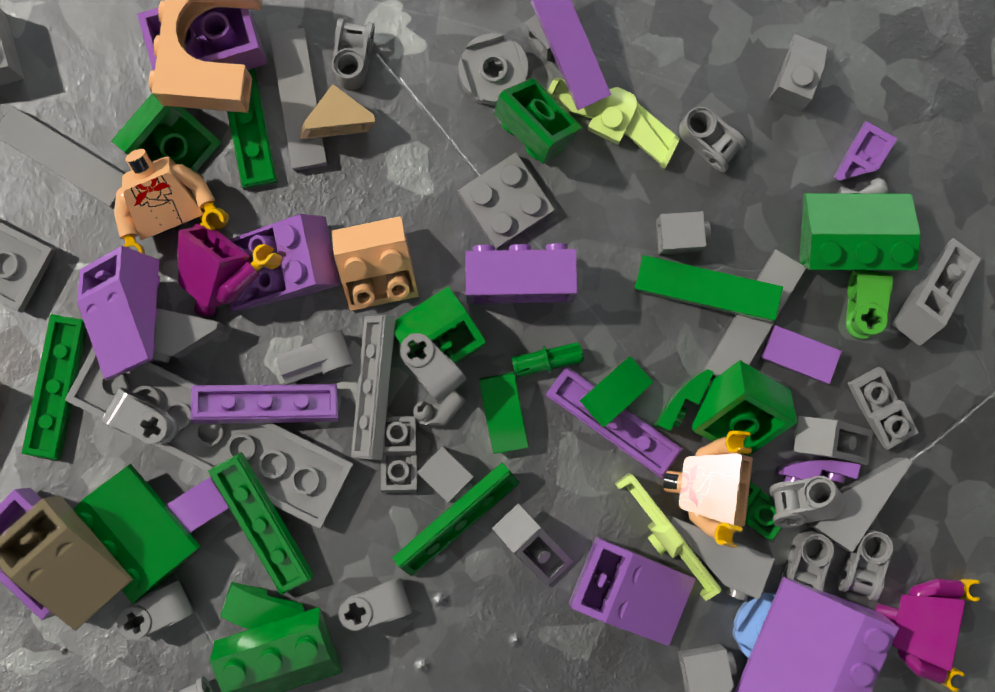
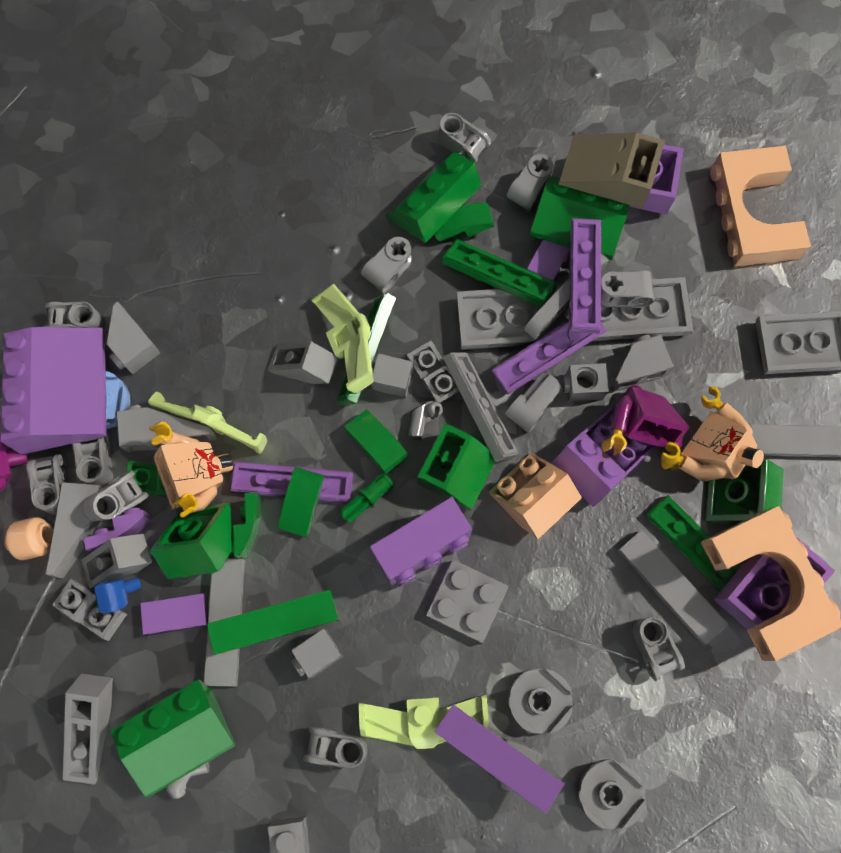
camera: 150 degrees right, 10 degrees down
(55, 377) = (701, 290): green tile -> none
(120, 308) = (690, 350): medium lavender slope -> none
(175, 454) = (585, 276): none -> medium lavender tile
(206, 450) = (552, 309): none -> light grey beam
(233, 344) = (594, 373): none -> light grey brick
(336, 116) = (636, 586): tan slope -> none
(435, 371) = (442, 431): light grey piece -> none
(469, 543) = (348, 336): none -> yellowish green plate
(536, 119) = (481, 676): green slope -> none
(631, 591) = (215, 369): medium lavender slope -> none
(853, 406) = (112, 594): none -> blue piece
(865, 152) = (201, 815): medium lavender slope -> none
(868, 296) = (138, 689): bright green piece -> none
(911, 514) = (29, 538): none -> light nougat head

